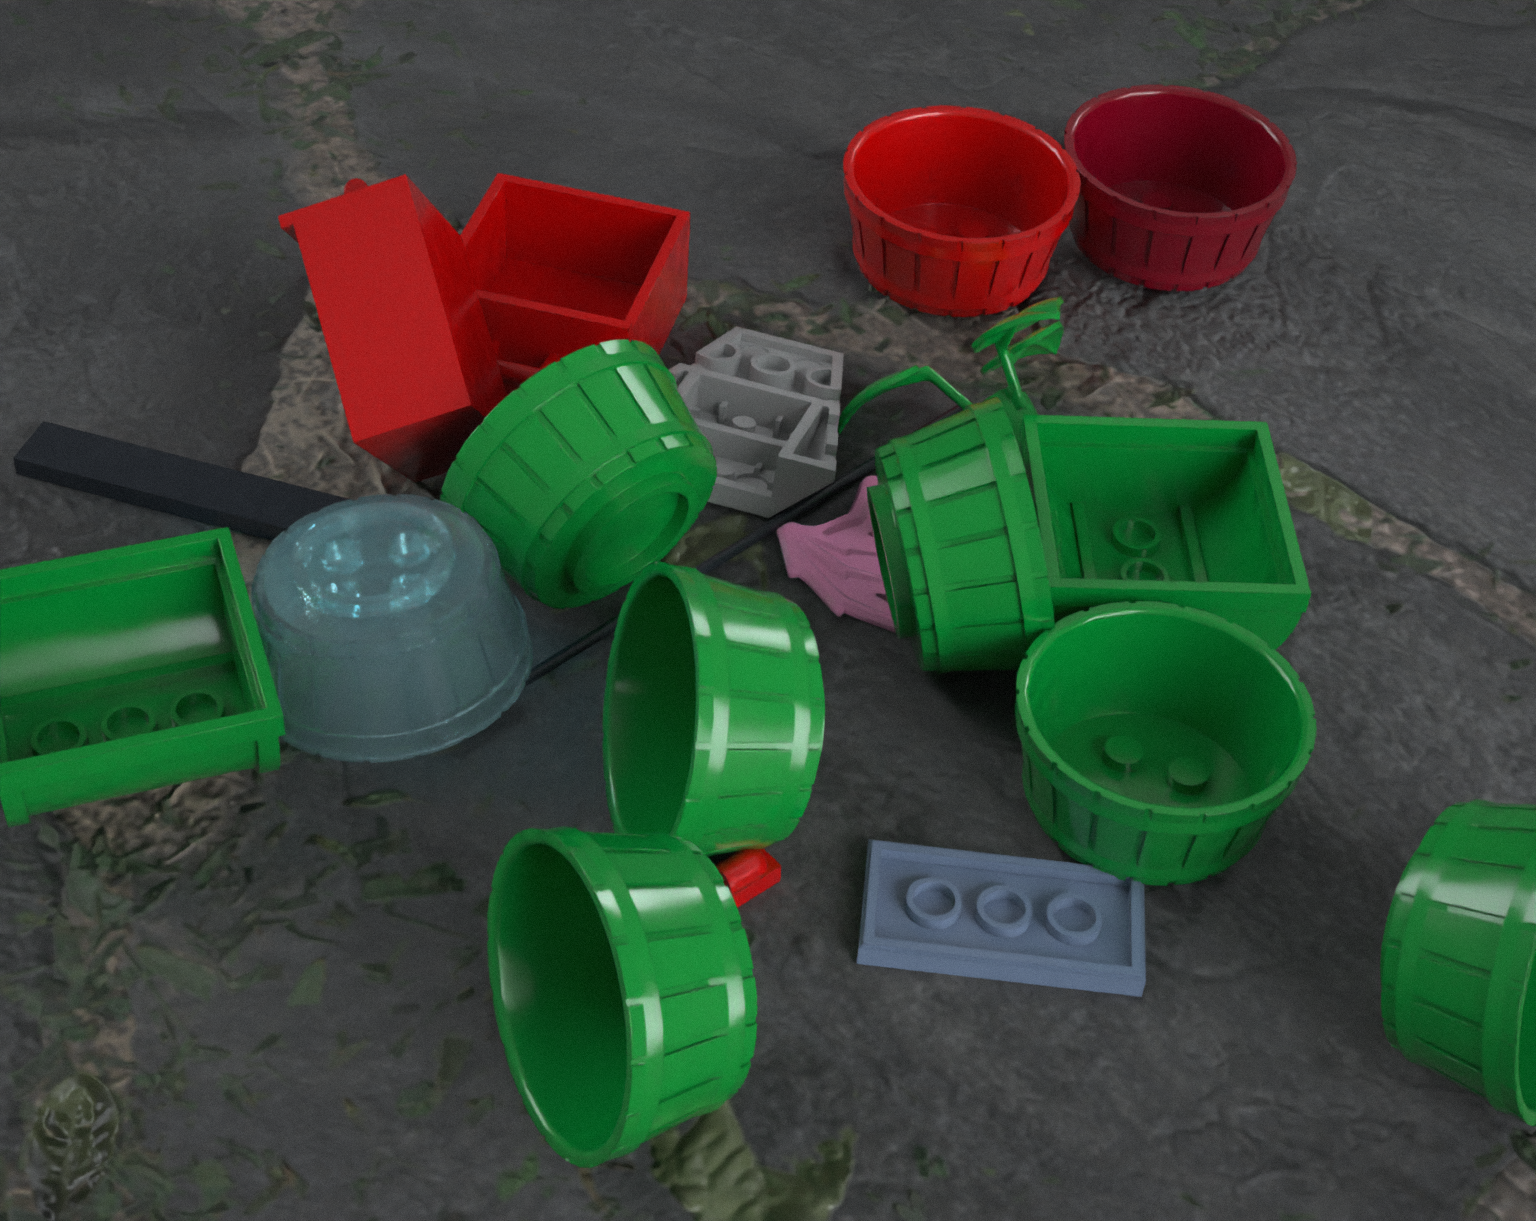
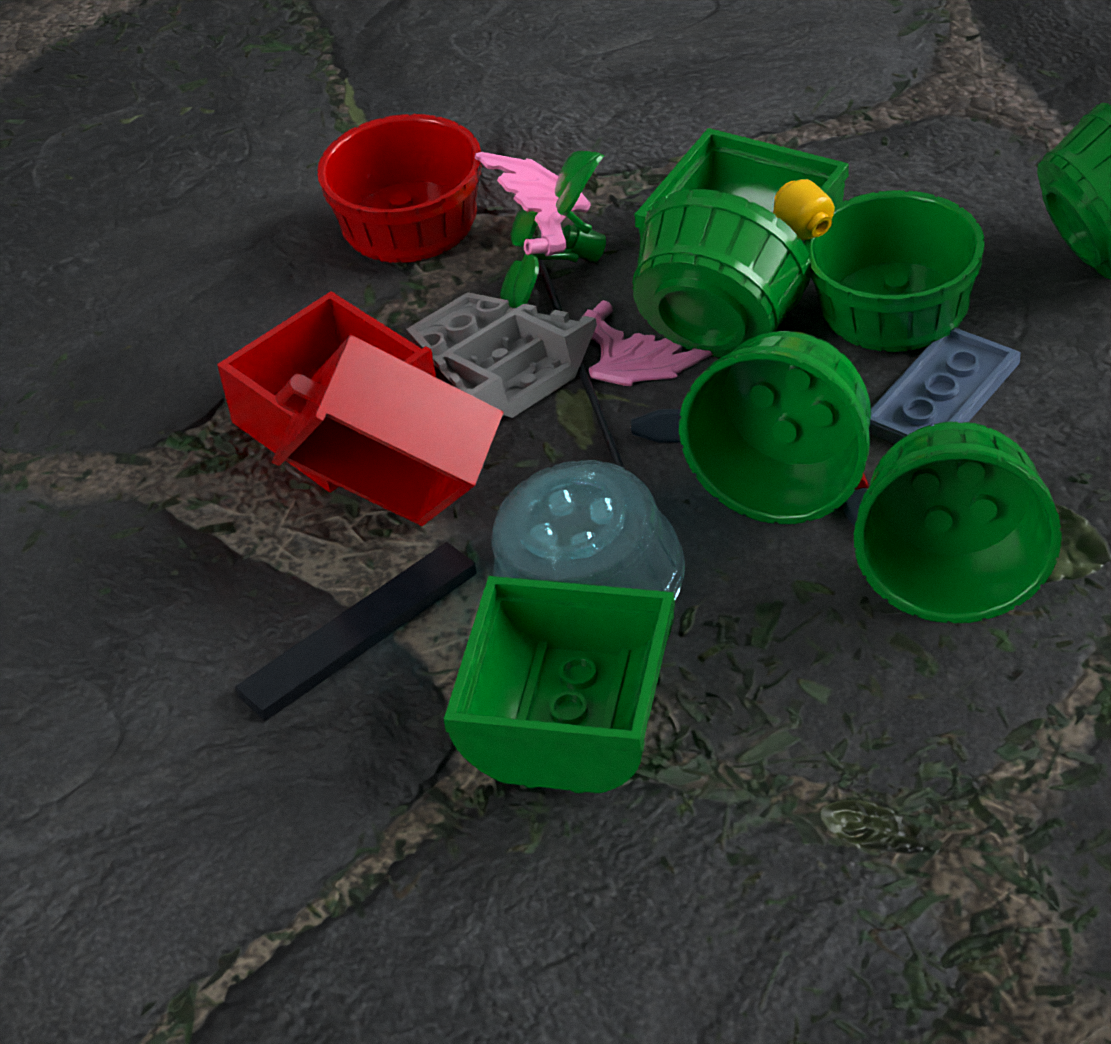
camera: 50 degrees left, 0 degrees up
(585, 473) = (554, 399): green piece -> none
(1043, 349) = (536, 193): none -> bright pink animal
(1136, 566) = (804, 208): none -> yellow head
(1175, 184) = (458, 76): dark red piece -> none

